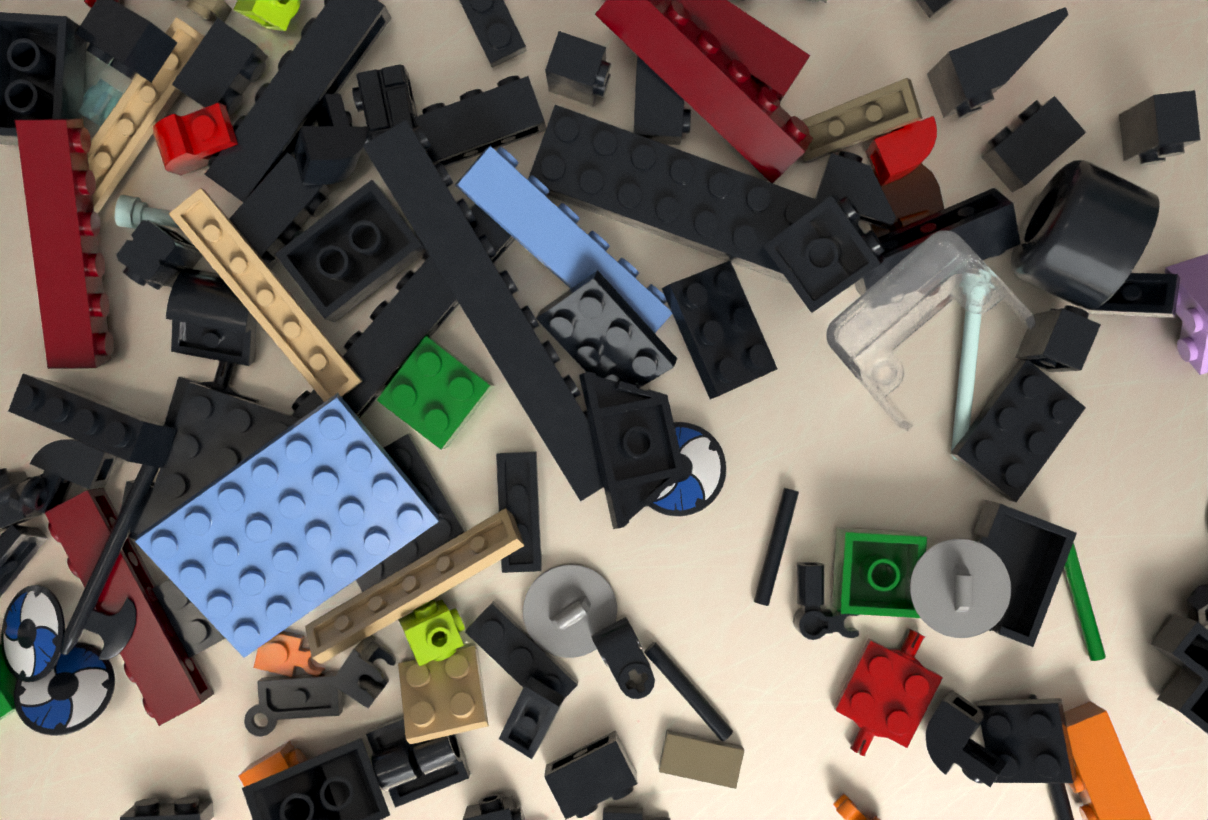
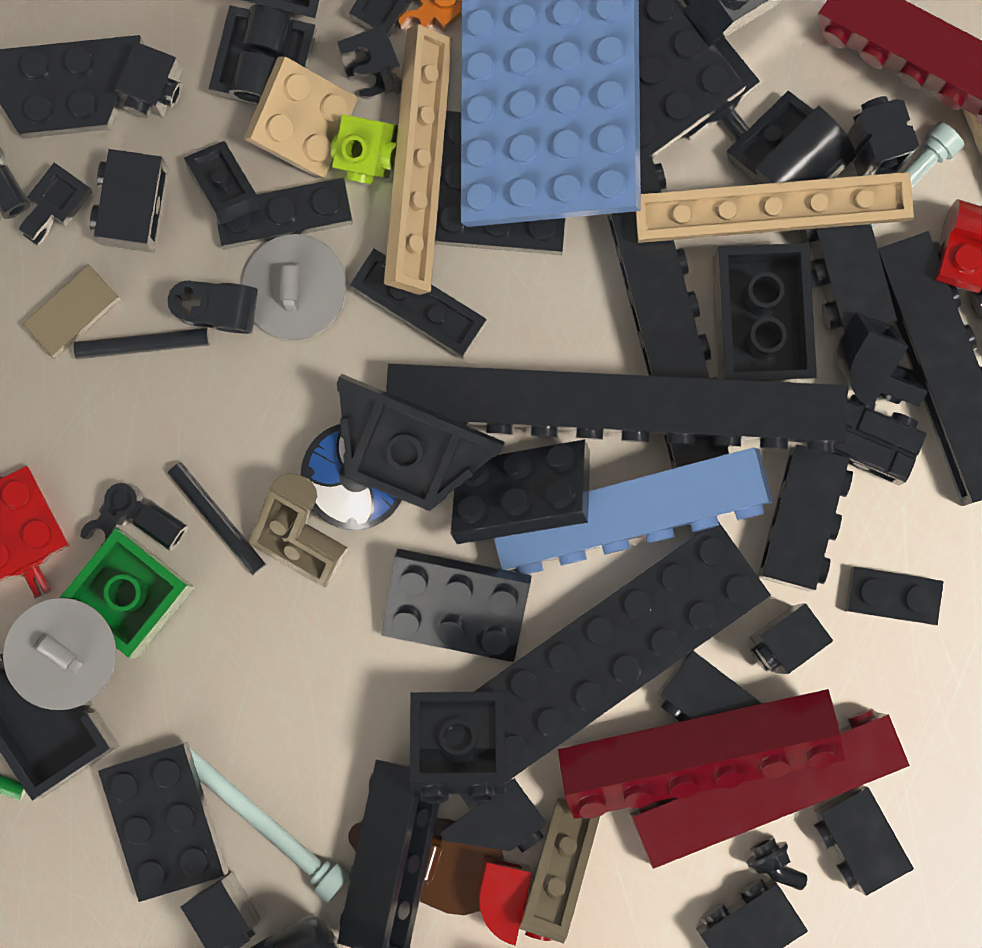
camera: 130 degrees right, 5 degrees down
(435, 393) = (581, 302): green brick -> none
(754, 488) = (286, 535): none -> dark tan brick
(904, 301) = (360, 788): clear windscreen -> none

